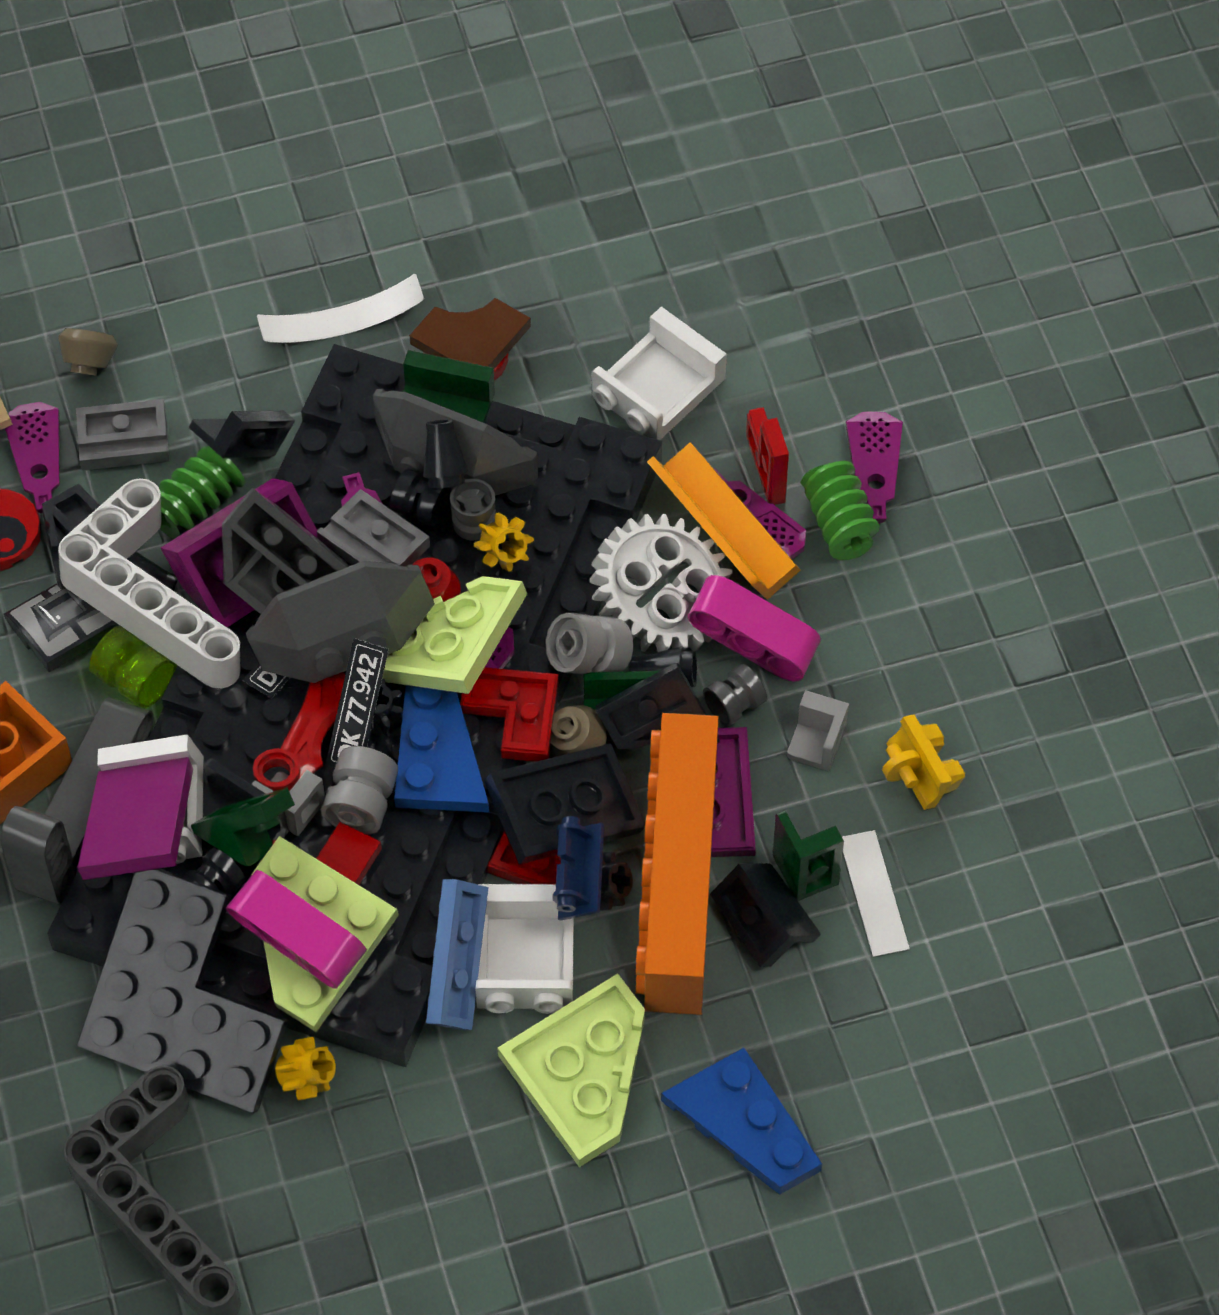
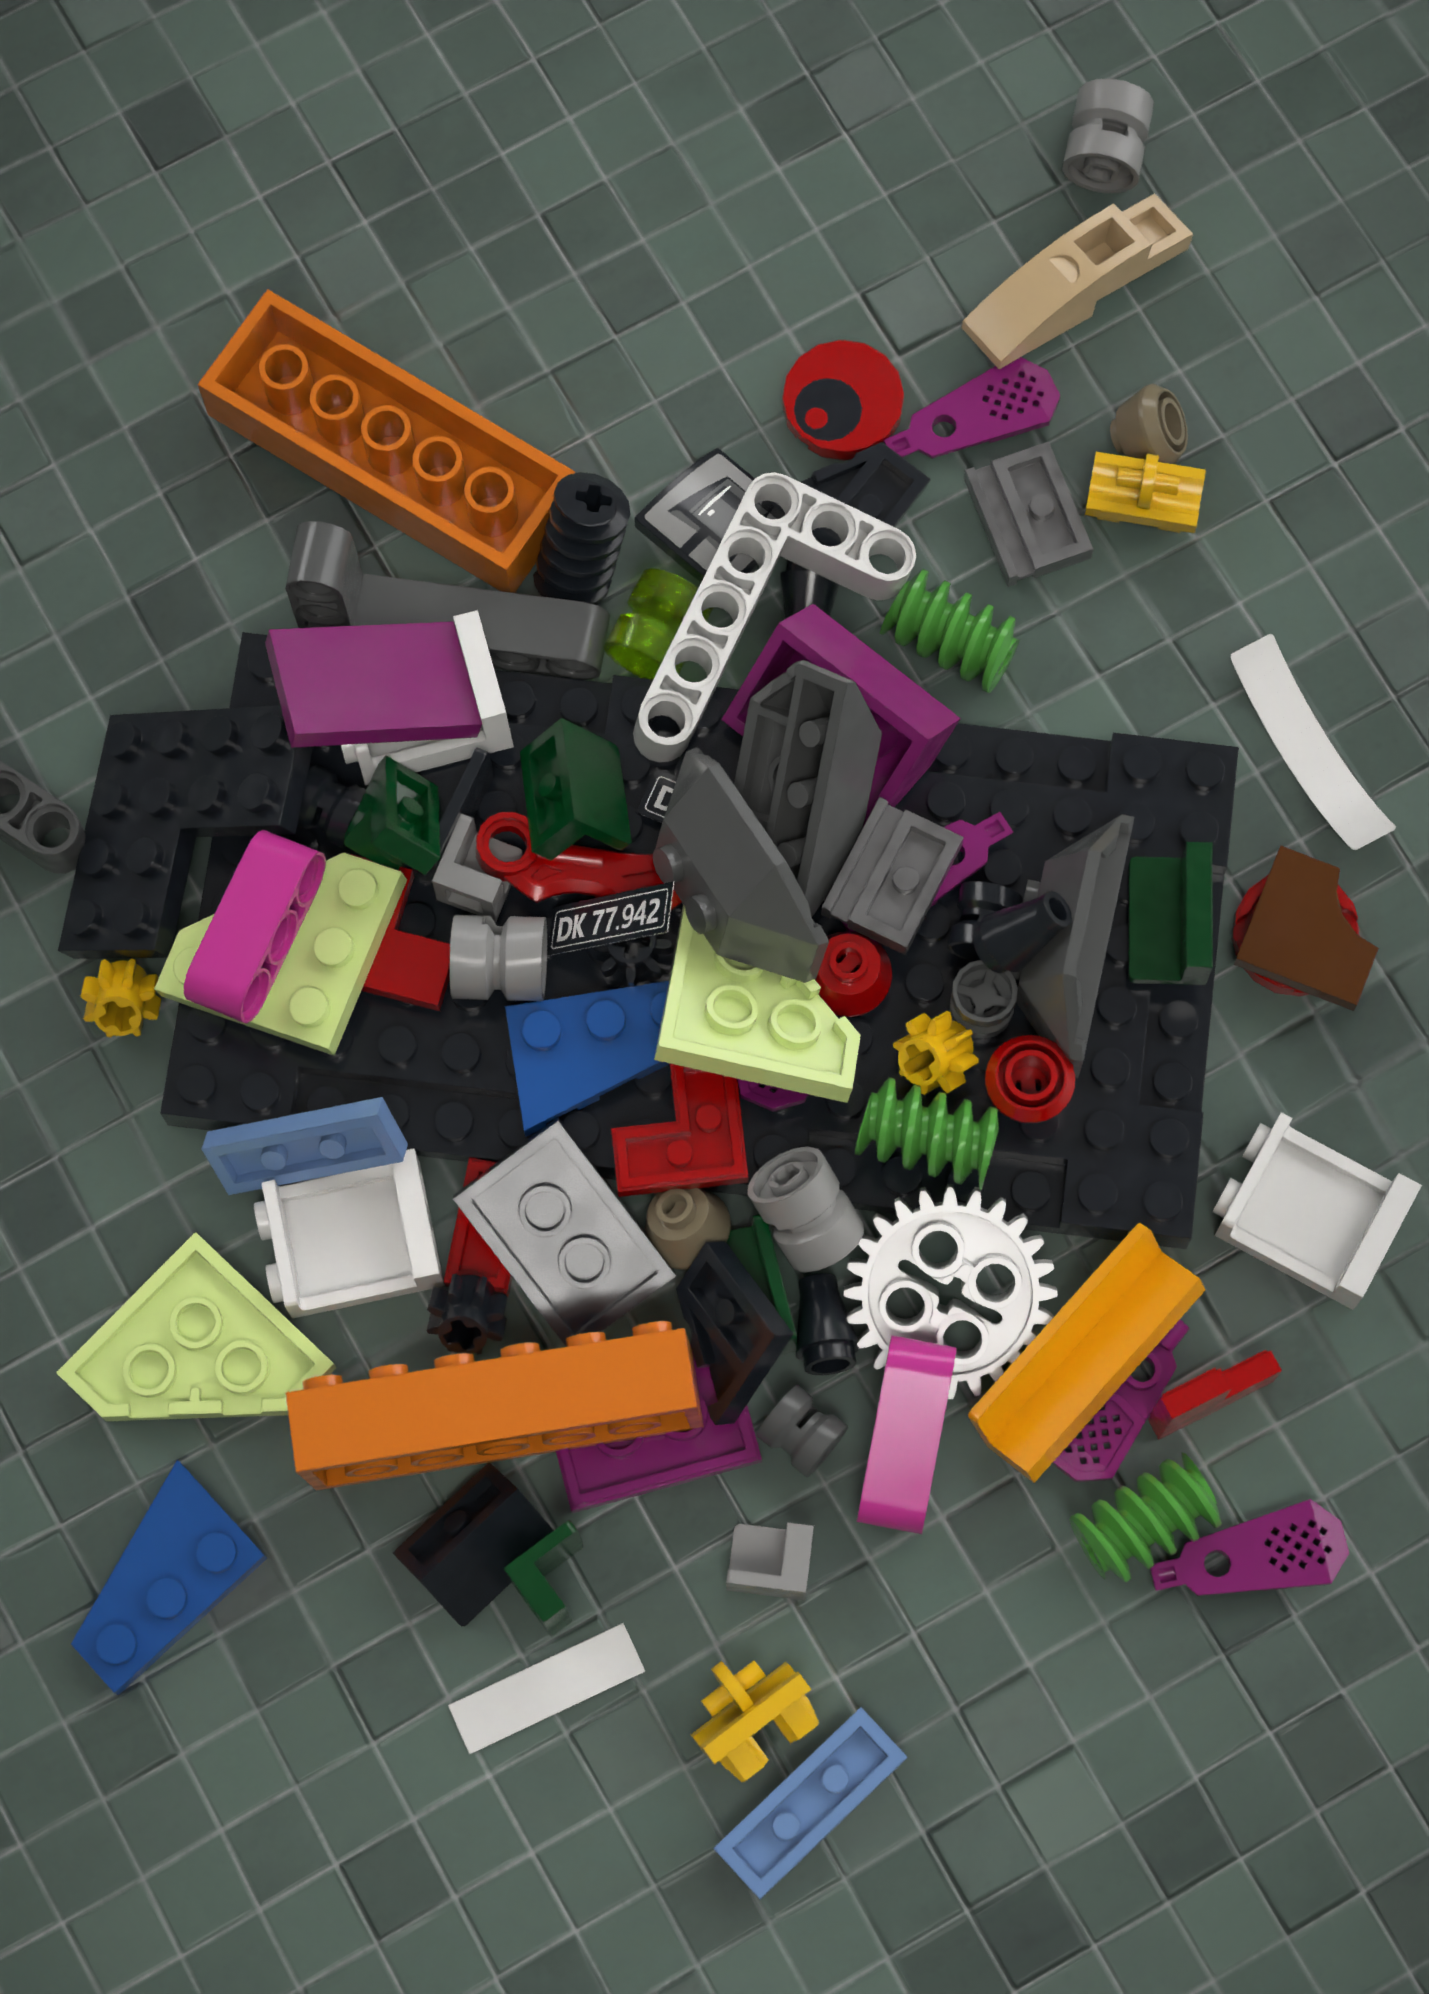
camera: 80 degrees right, 15 degrees up
(55, 691) = (582, 539): none -> black piece
(133, 360) = (1145, 492): none -> yellow hips
(245, 433) = (1051, 661): black panel -> none
(249, 724) = (573, 790): none -> dark green panel
(538, 491) = (1029, 1061): none -> red cone
(558, 555) = (928, 1132): none -> bright green piece
(580, 868) = (468, 1269): dark blue hinge -> none
(986, 741) = (810, 1803): none -> medium blue plate

